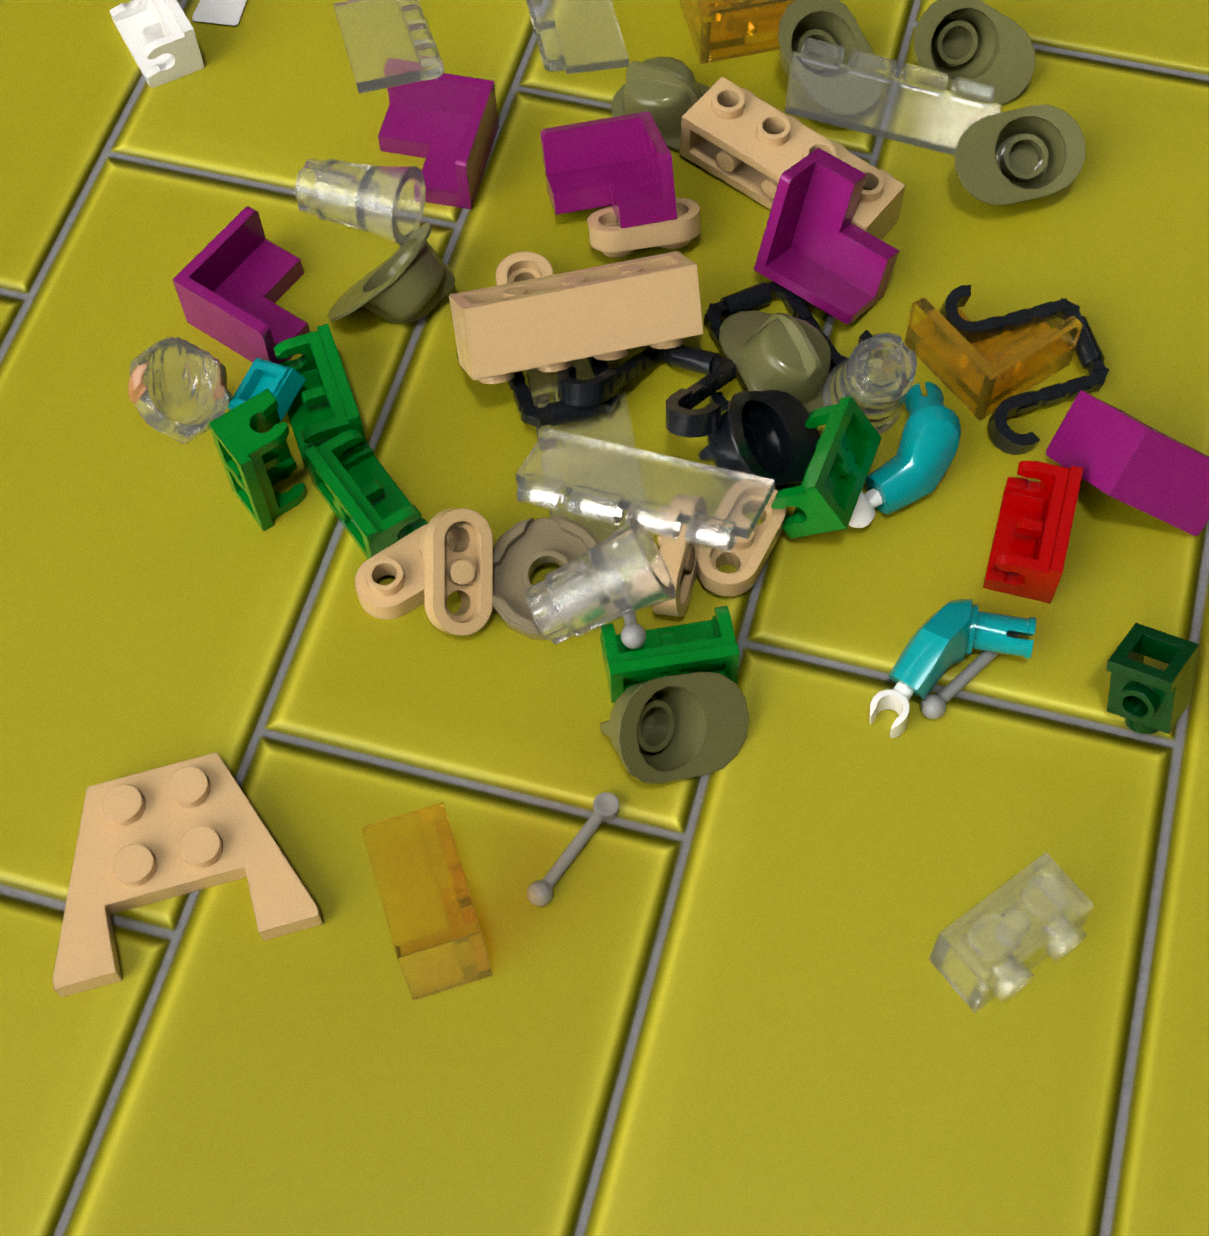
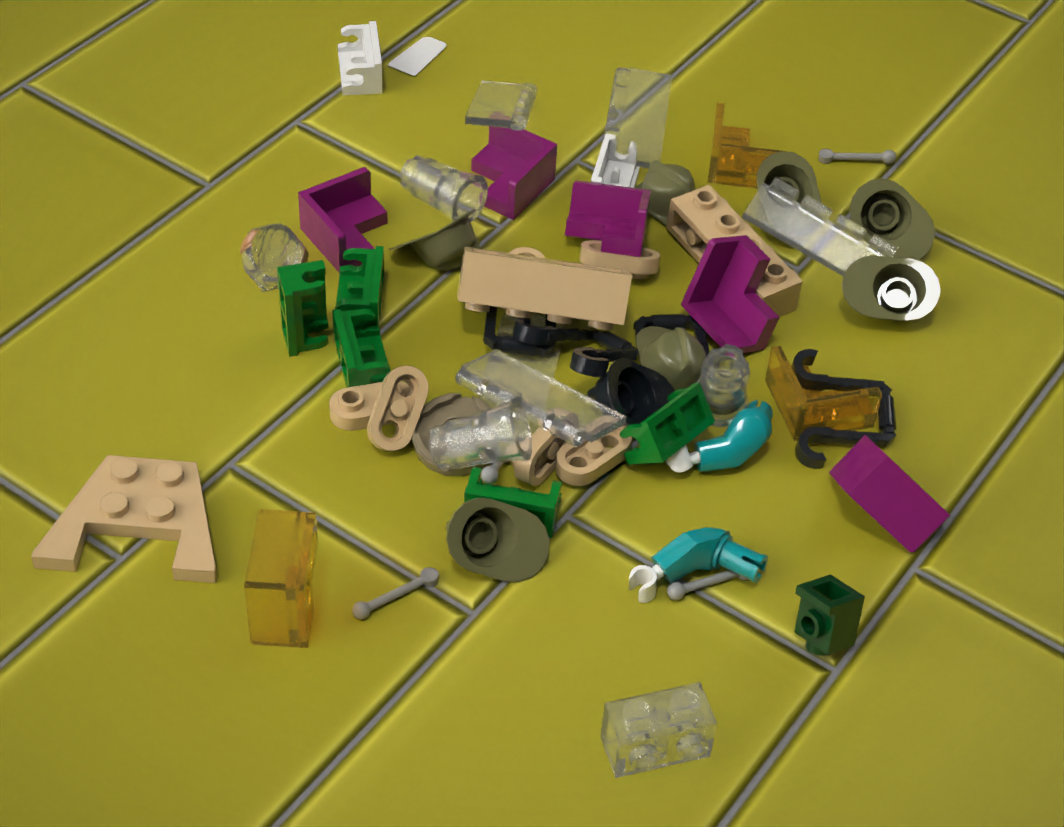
camera: 15 degrees right, 15 degrees down
(279, 379) = (336, 274): teal tile -> none
(578, 86) = (614, 167): none -> white hinge
(1033, 531) = (796, 511): red hinge -> none

